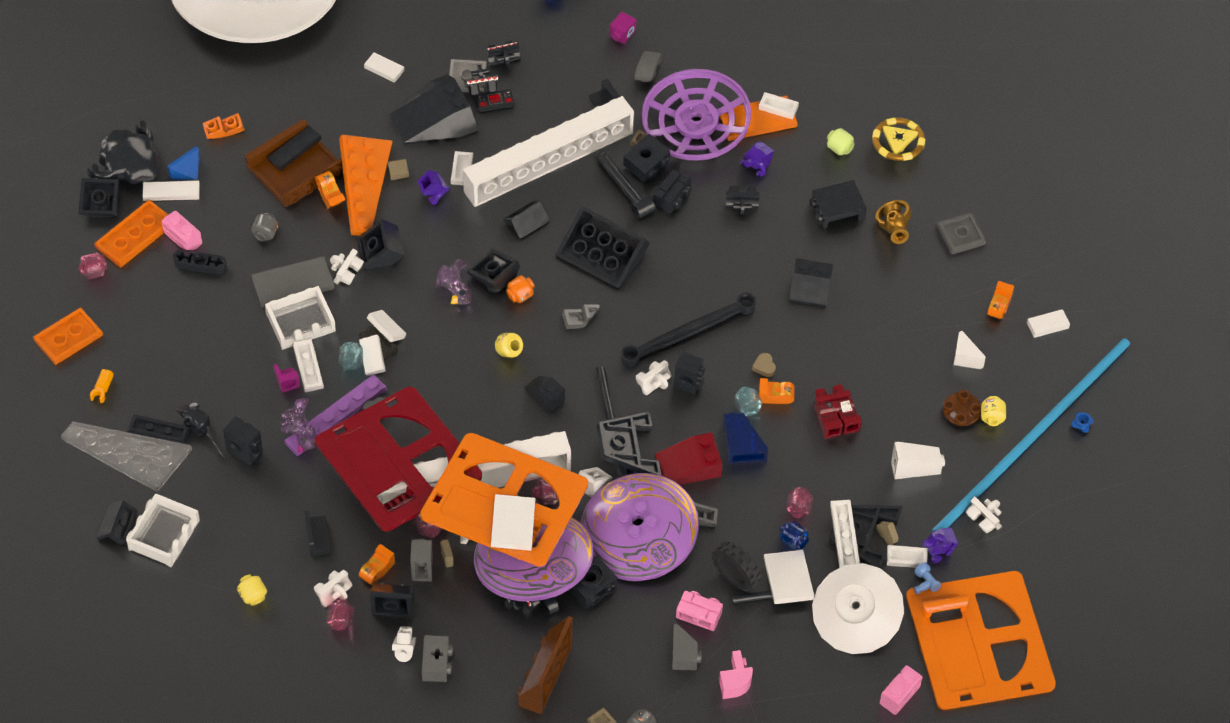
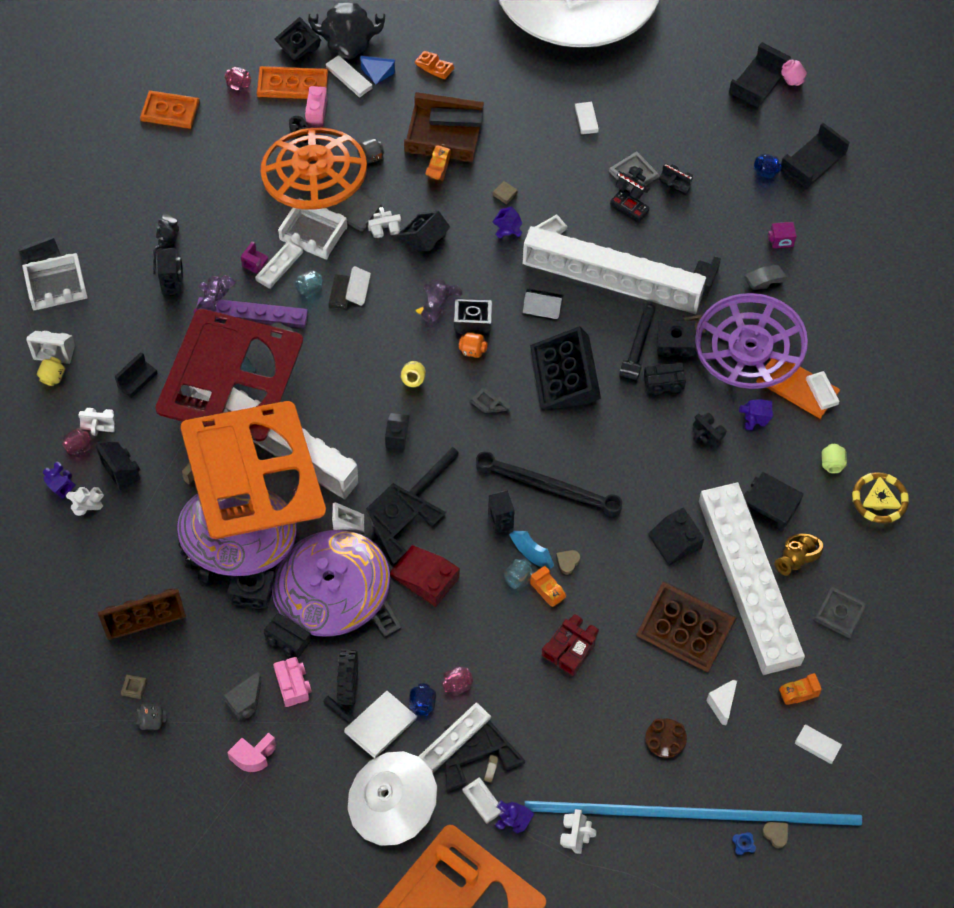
camera: 50 degrees right, 5 degrees up
(102, 385) = (144, 158): light orange bar -> none
(137, 456) = (106, 220): clear wing -> none
(158, 429) = (140, 218): black tile -> none
(228, 572) = (48, 344): none -> white slope
(245, 279) = (312, 172): none -> orange dish
(364, 171) = (477, 172): orange wing -> none
(364, 652) = (56, 482): none -> dark purple piece
(373, 355) = (322, 296): white tile -> none
(377, 565) = (140, 434): orange leg -> none
(421, 560) = (165, 457): dark grey brick -> none
(433, 668) = (92, 531): dark grey brick -> none
(434, 113) = (575, 177): black wedge -> none
(513, 522) = (230, 488): white tile -> none
(654, 378) = (478, 492): white hips -> none
(657, 586) = (287, 635): none -> black brick
(735, 379) = (531, 550): none -> dark azure tile
(742, 440) = (478, 595): clear blue slope -> none
(886, 263) = (751, 579): none -> white brick
(888, 330) = (686, 626): none -> reddish brown slope
(901, 690) = (344, 889): bright pink brick -> none
(916, 460) = (577, 738): white slope -> none
(923, 571) = (477, 823): medium blue piece -> none
(993, 410) = (684, 763): light yellow head -> none
(1092, 397) = (776, 833): none -> dark tan tile

